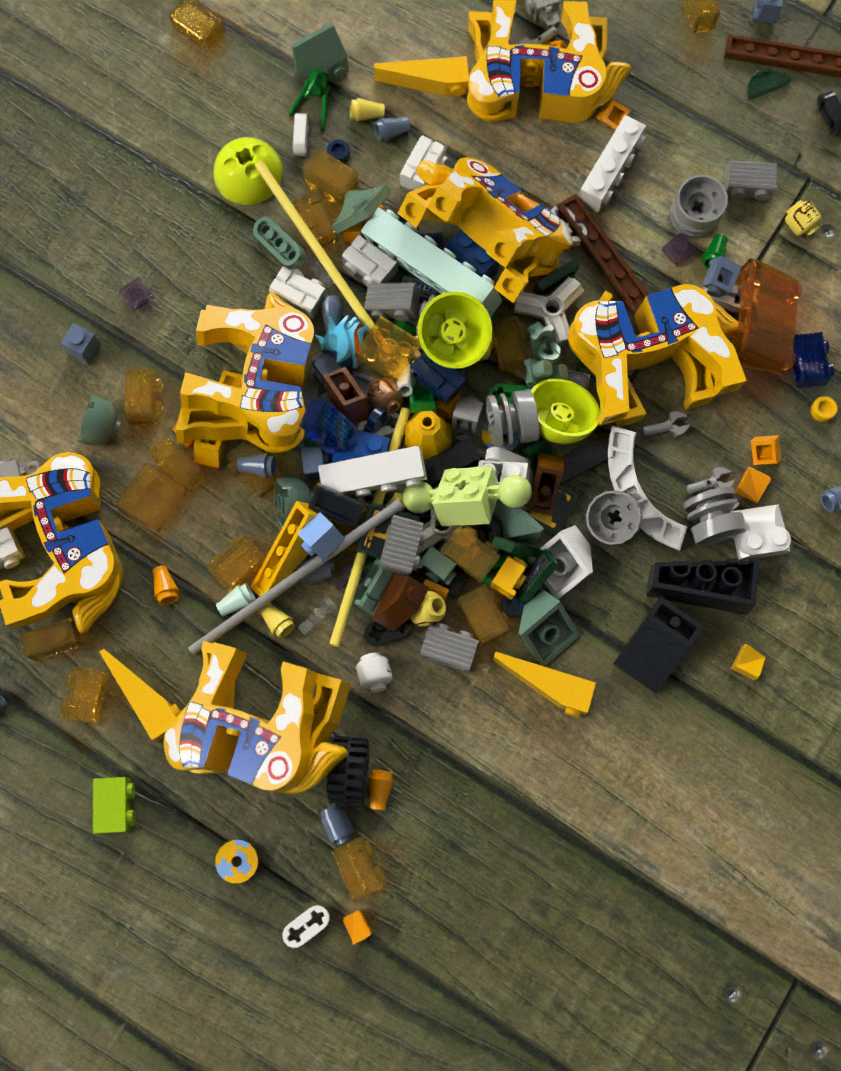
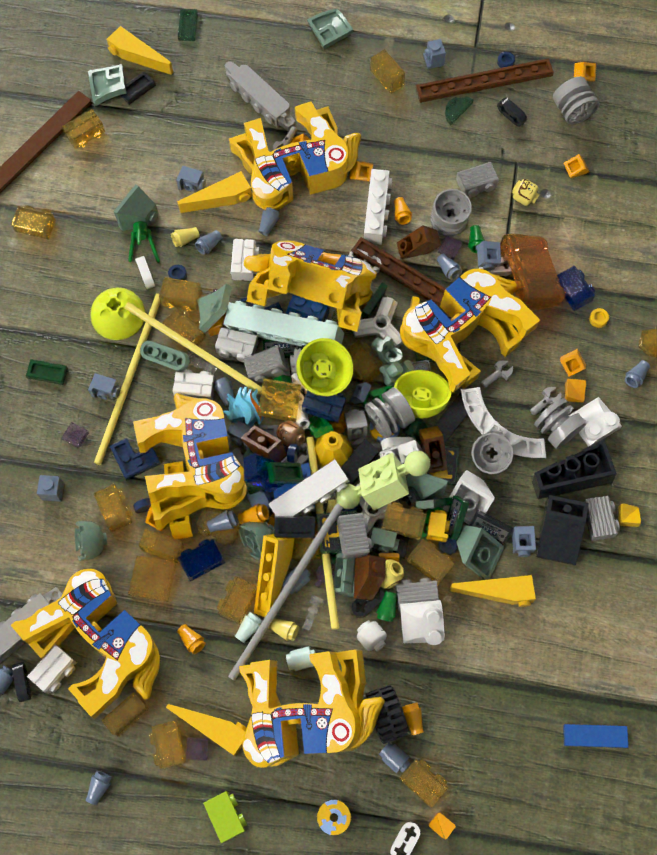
camera: 20 degrees left, 5 degrees down
(116, 714) = (197, 749): none -> plate
(136, 207) = (46, 372): none -> dark green tile
(173, 408) = (142, 505): none -> dark blue tile
(187, 354) = (131, 463): none -> dark blue tile
(193, 251) = (104, 387): none -> sand blue brick
(216, 499) = (201, 559): none -> clear blue brick
(221, 259) = (126, 384): none -> light yellow piece
(273, 660) = (299, 659): none -> light aqua brick
(300, 472) = (257, 513): none -> light orange cone
(320, 537) = (292, 554): light blue brick -> none
(353, 437) = (284, 473): none -> dark green tile
(402, 44) = (190, 179): none -> sand blue brick
(407, 647) = (387, 607): none -> green cone
(440, 682) = (422, 622): none -> white slope
(474, 130) = (268, 221): none -> sand blue cone
(490, 381) = (360, 393): none -> sand blue tile
(575, 605) = (492, 526): none -> tile
(586, 904) = (595, 736): none -> blue tile
(612, 631) = (526, 534): none -> sand blue brick
(640, 184) = (402, 212): none -> light orange cone
(643, 228) = (419, 242): none -> reddish brown slope
(666, 272) = (449, 267): none -> sand blue cone
(712, 651) = (601, 518): none -> light grey brick

